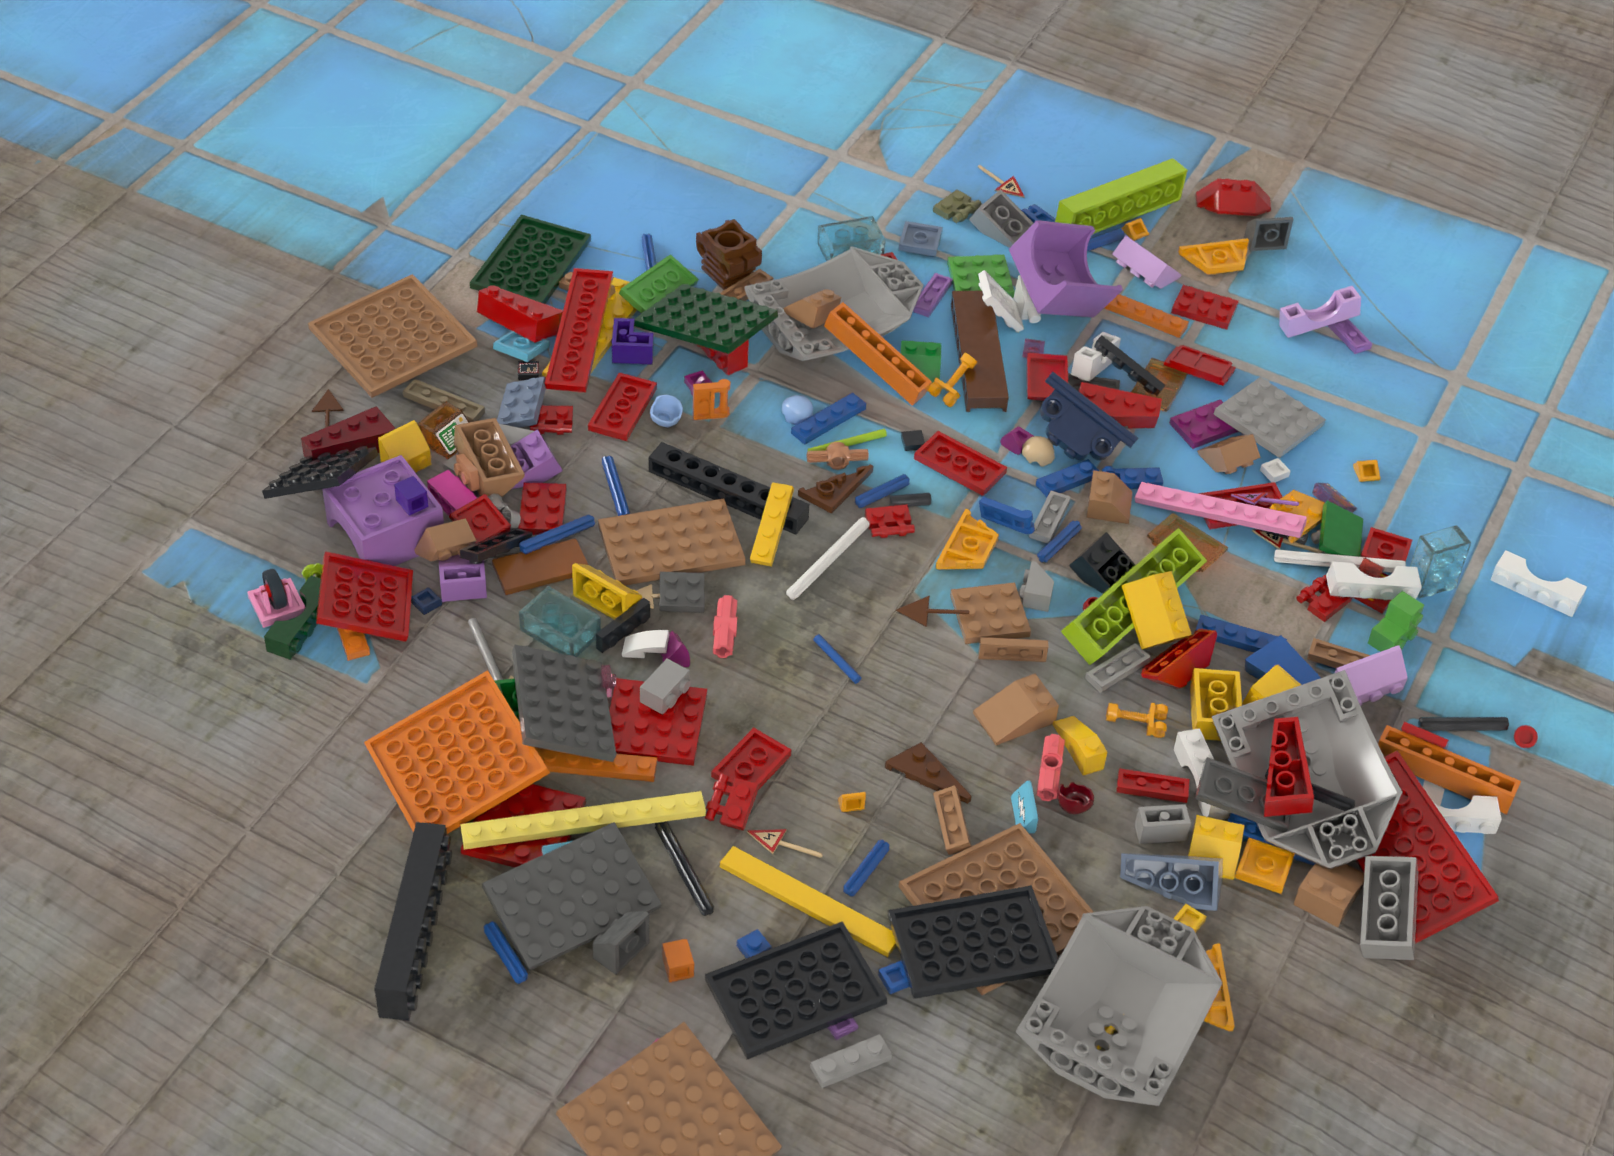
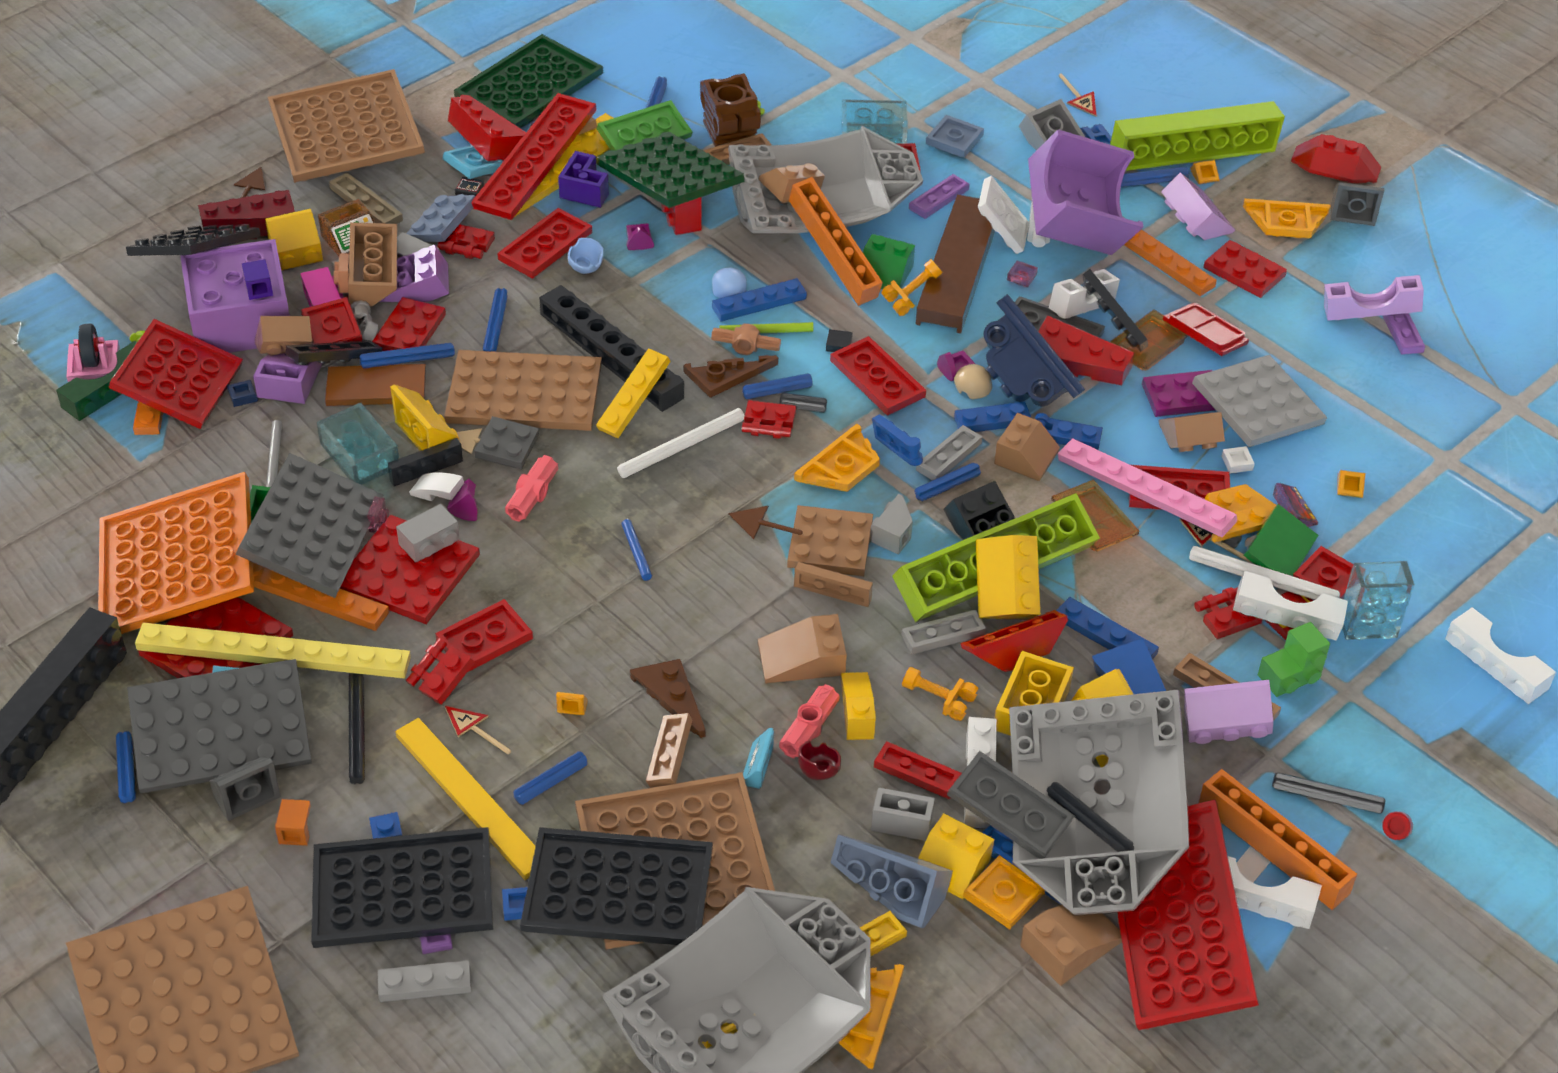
camera: 20 degrees right, 0 degrees up
(705, 398) = (628, 257): orange plate -> none
(957, 206) = (1010, 110): olive plate -> none
(965, 272) = (1012, 179): bright green plate -> none
(1038, 370) = (1028, 296): red piece -> none
(1253, 498) = (1189, 482): medium lavender piece -> none
(1289, 779) = (1061, 796): red wedge -> none
(1371, 568) = (1292, 590): clear red plate -> none
(1389, 908) = (1121, 978): light grey brick -> none
(1425, 735) = (1266, 795): red tile -> none

